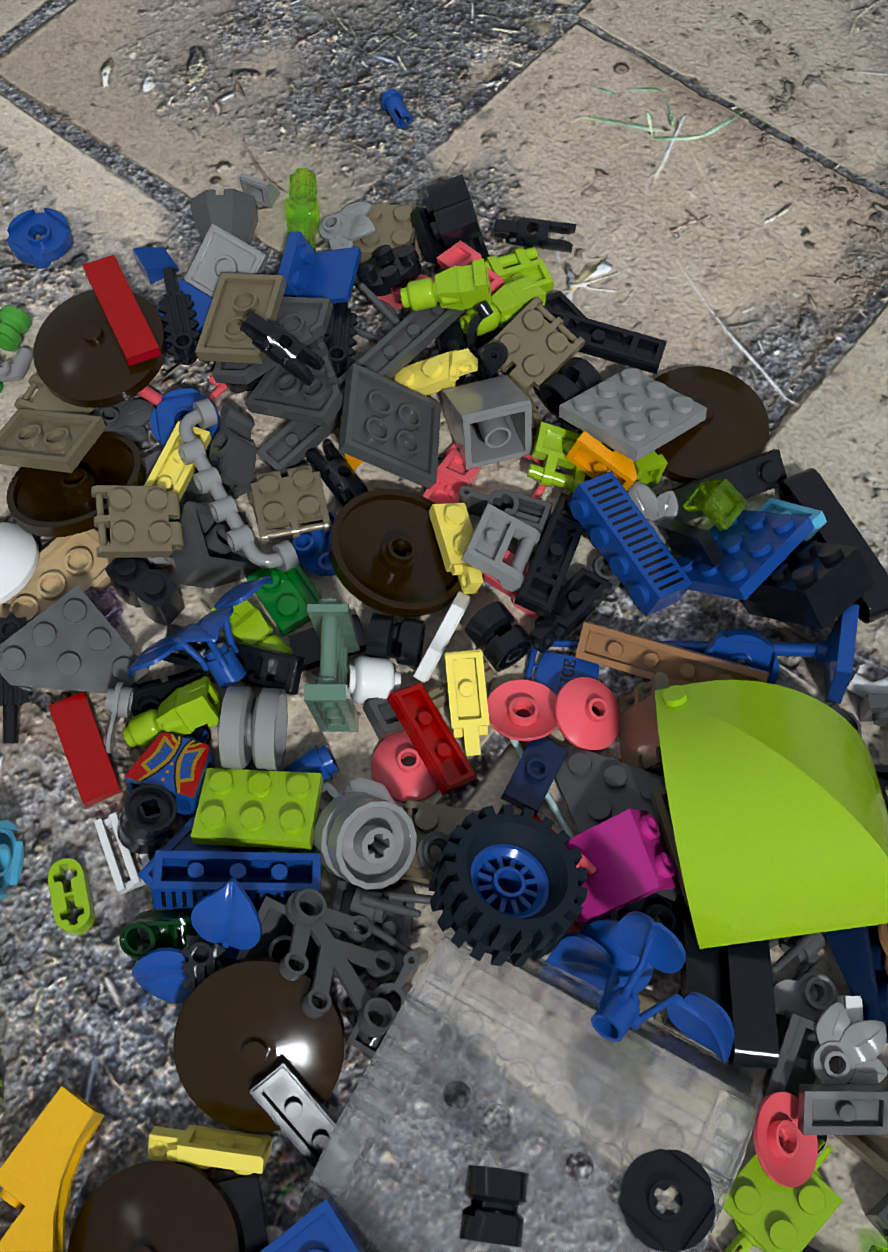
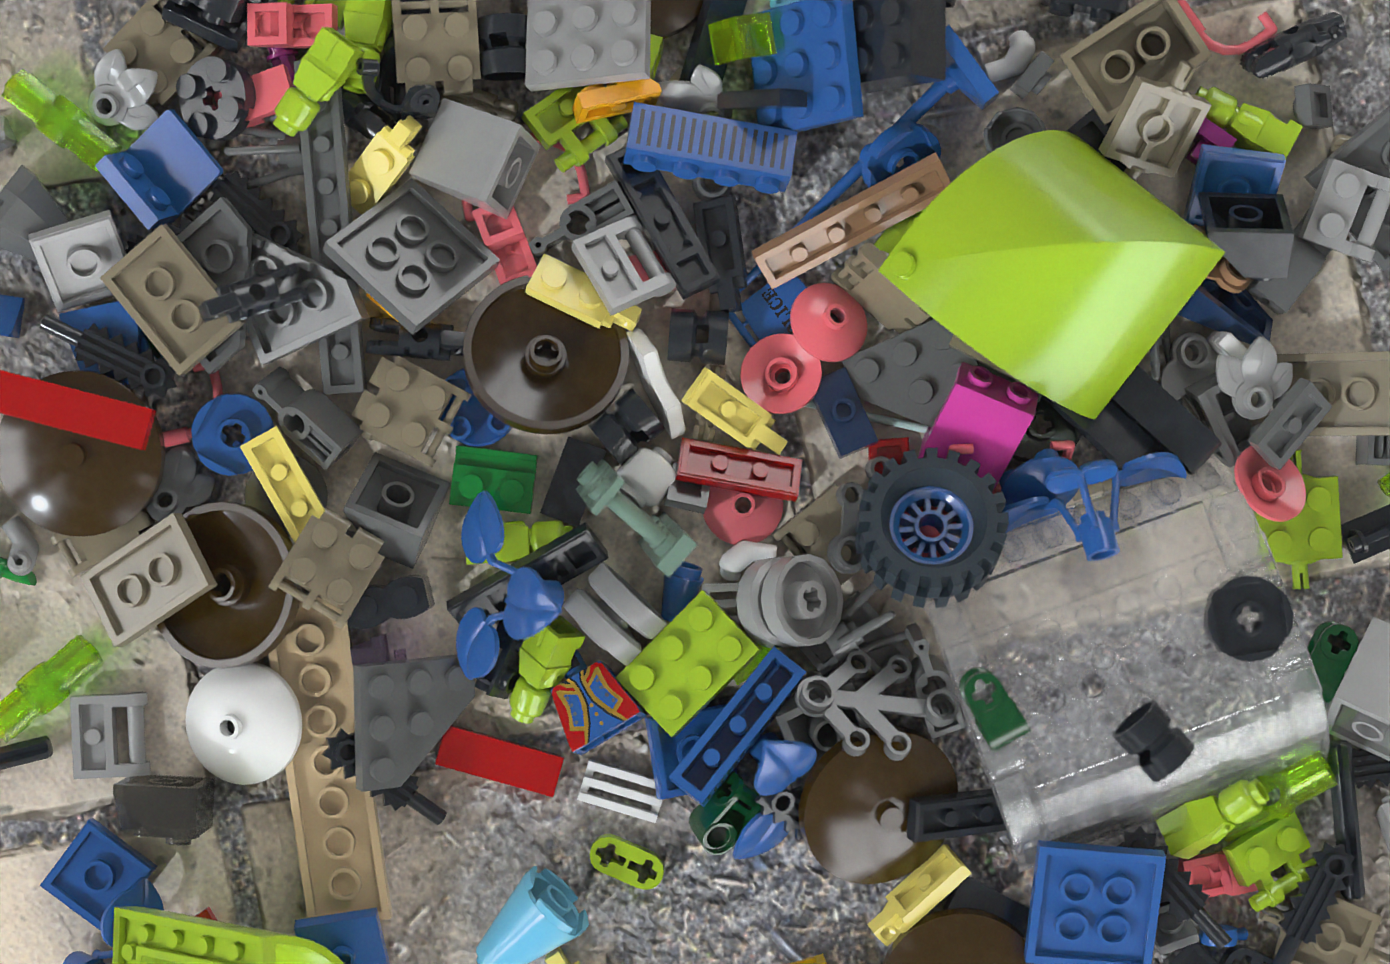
camera: 50 degrees left, 25 degrees up
(119, 703) = (498, 711): light grey plate -> none
(146, 818) = (621, 759): black wheel -> none
(224, 506) = (336, 468): light grey bar -> none
(405, 1049) = (994, 713): none -> dark green piece

